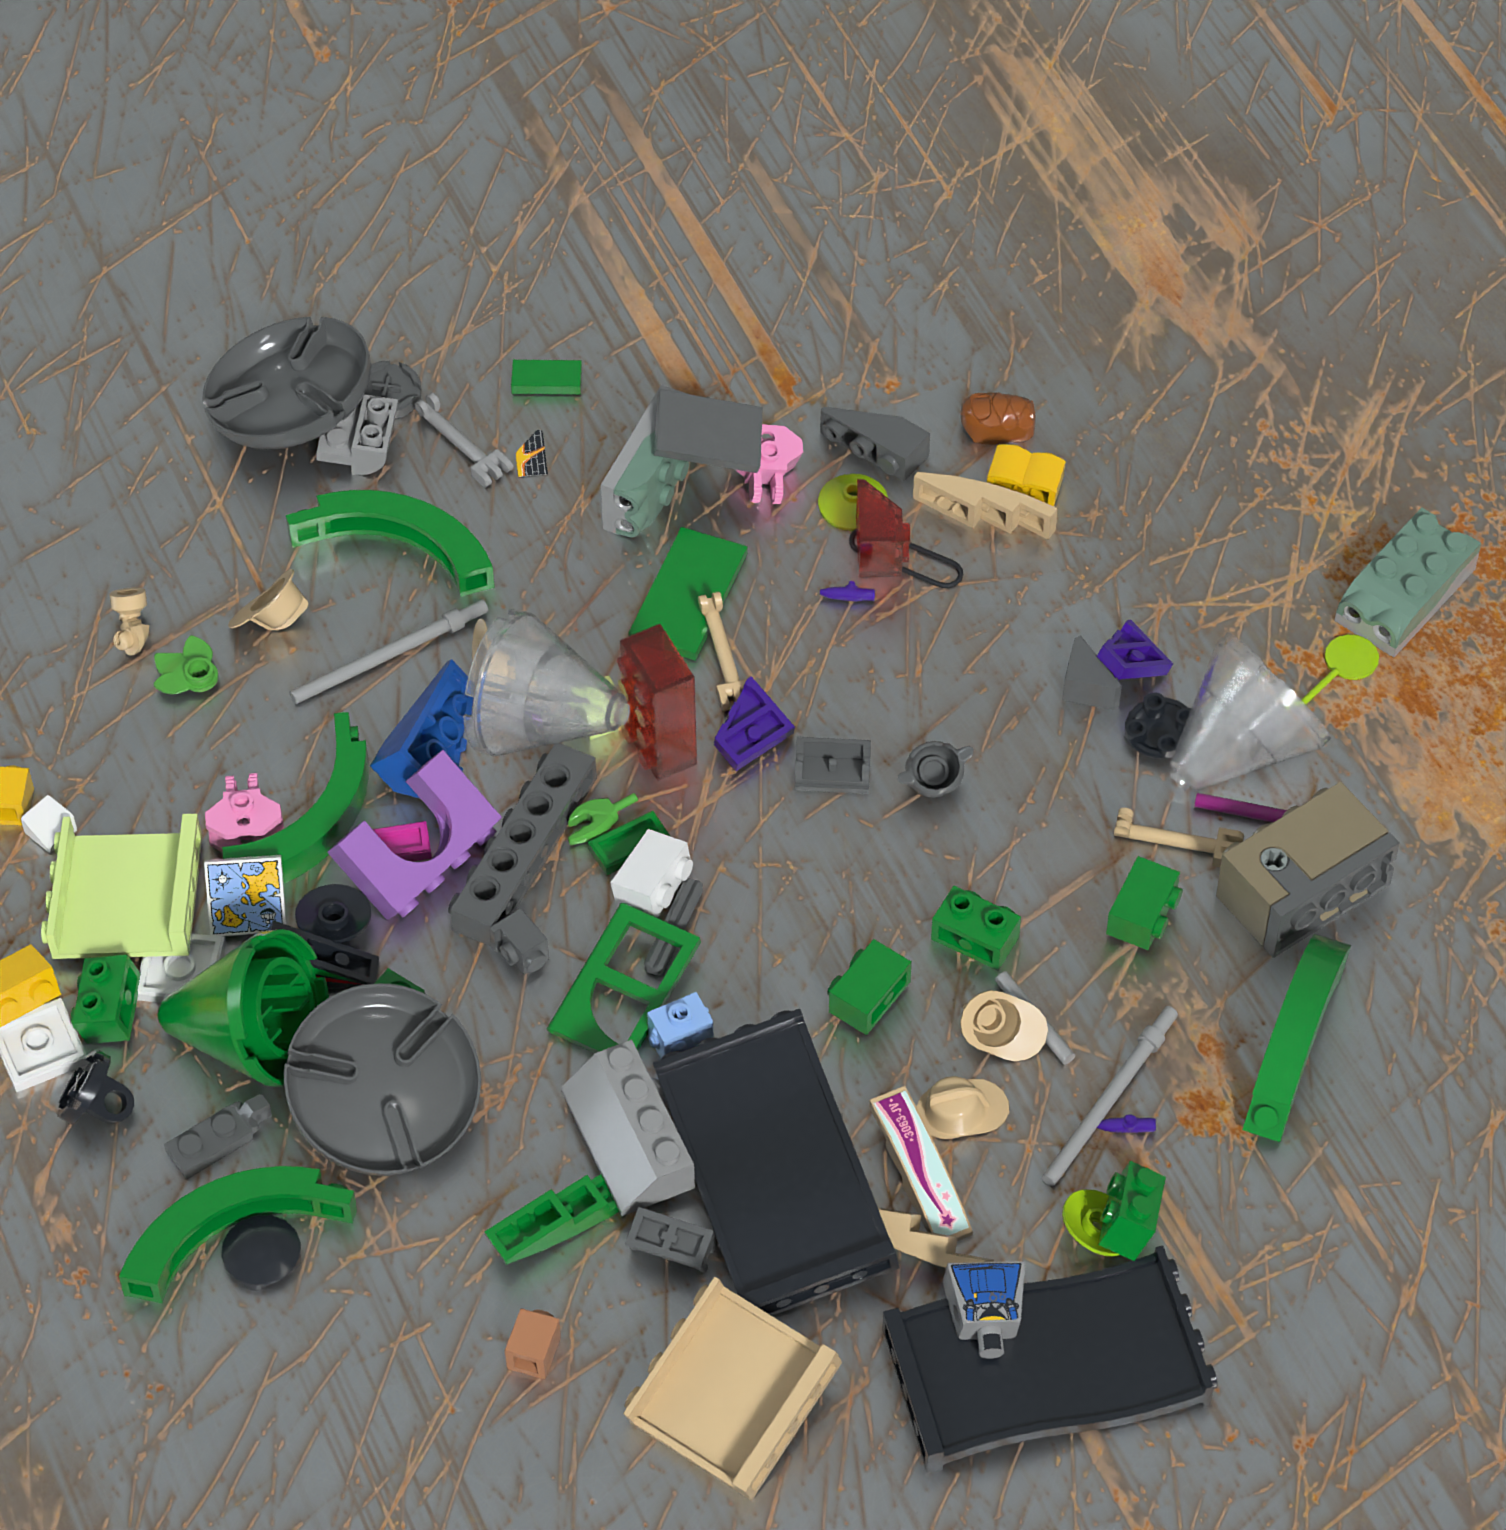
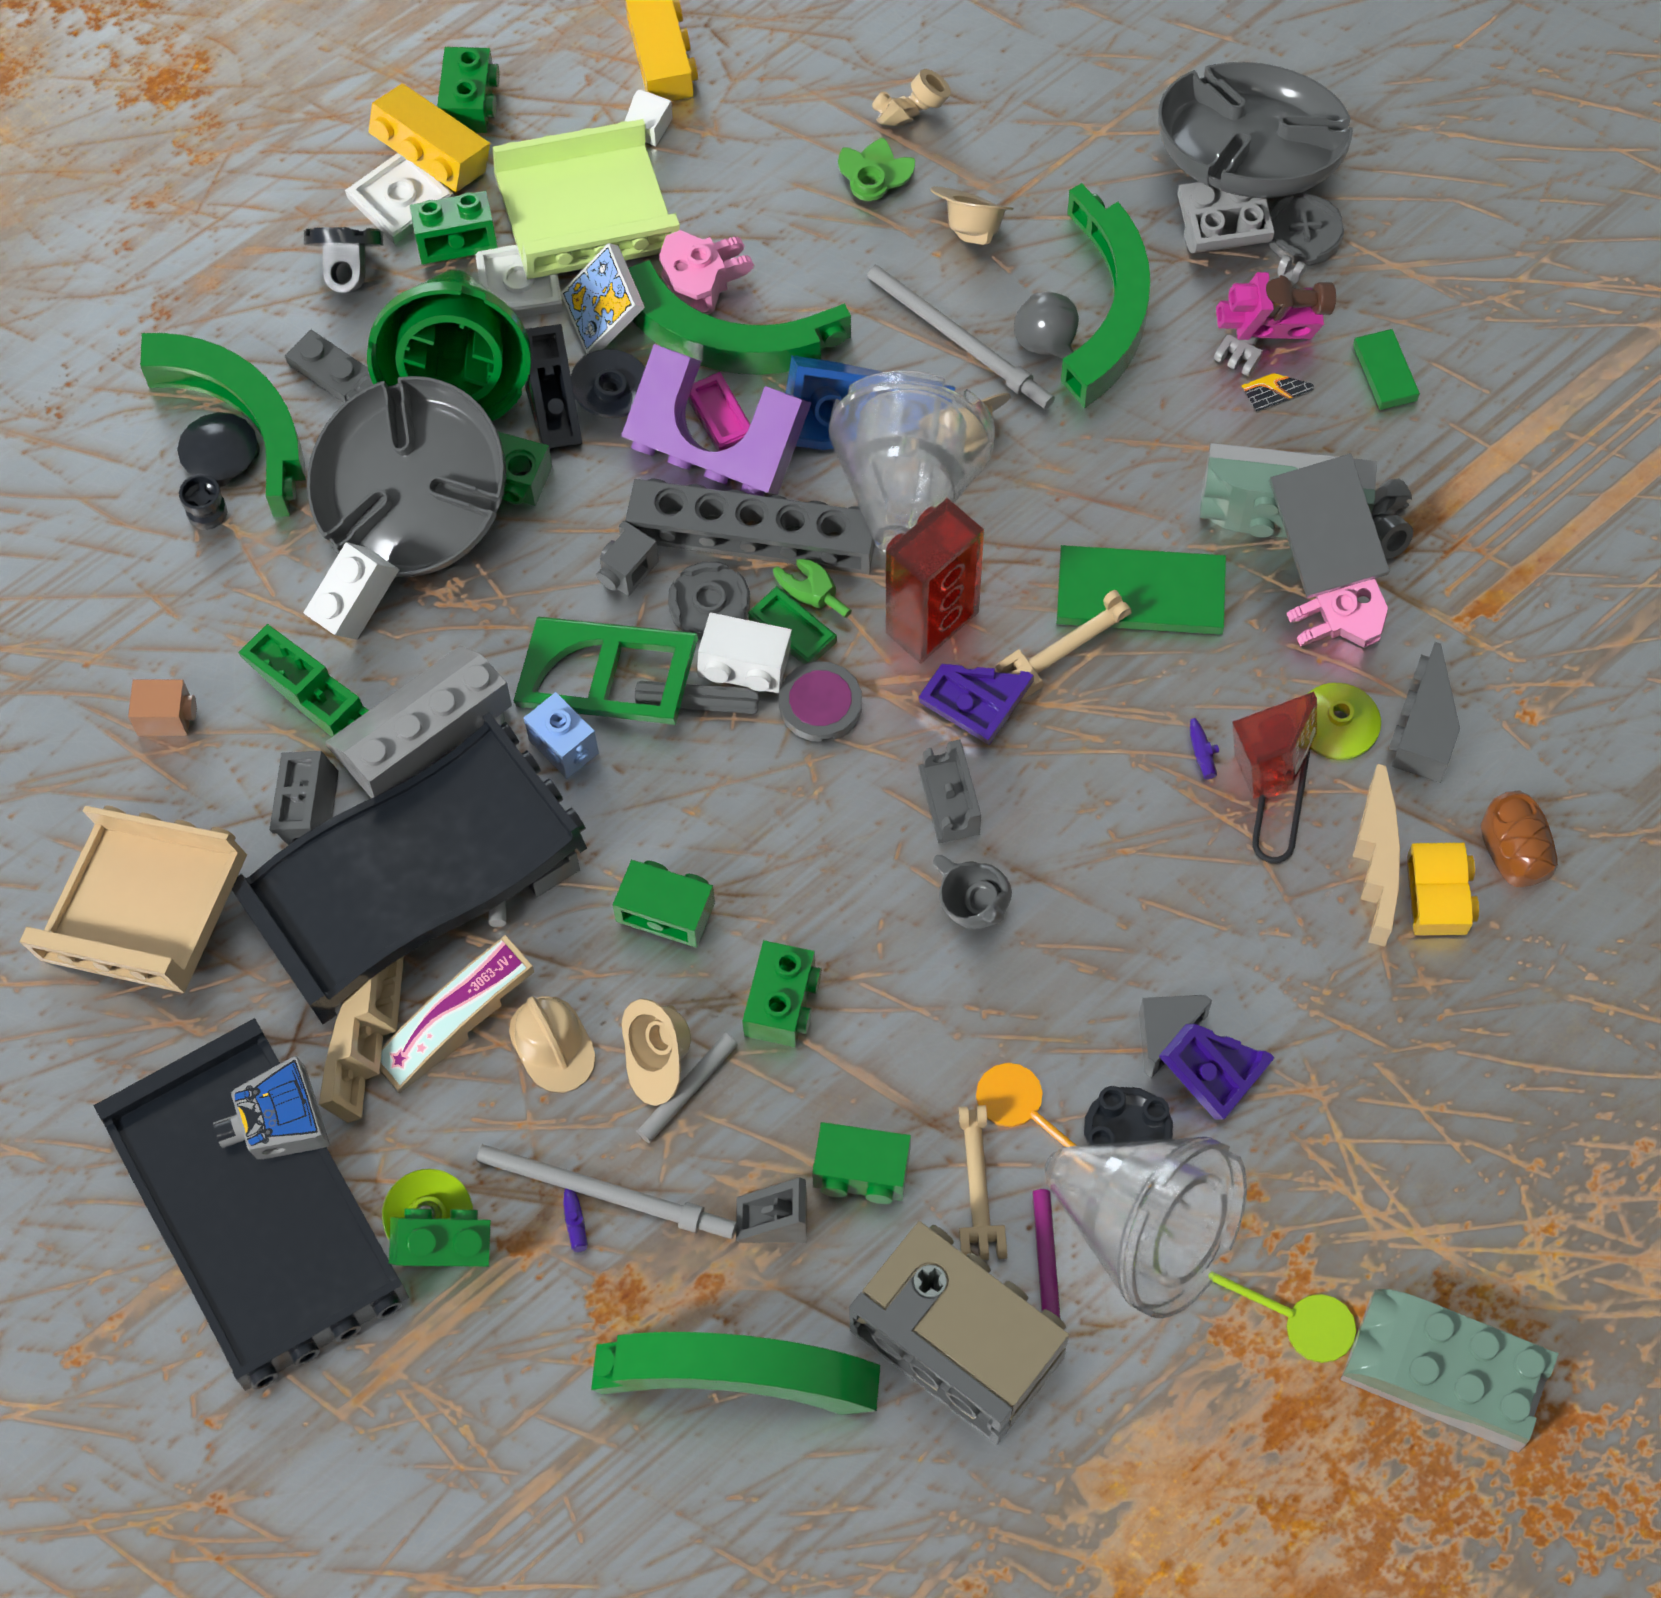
camera: 75 degrees right, 10 degrees up
(320, 1259) = (203, 502): none -> black wheel
(410, 583) = (1047, 324): none -> dark grey hair
(473, 417) = (1275, 308): none -> dark pink hips
(479, 1153) = (351, 591): none -> white brick
(579, 897) = (706, 590): none -> dark grey tile
(713, 837) = (820, 701): none -> tile
(1104, 797) = (1014, 1098): none -> light orange piece
(1168, 972) = (773, 1214): none -> dark grey slope

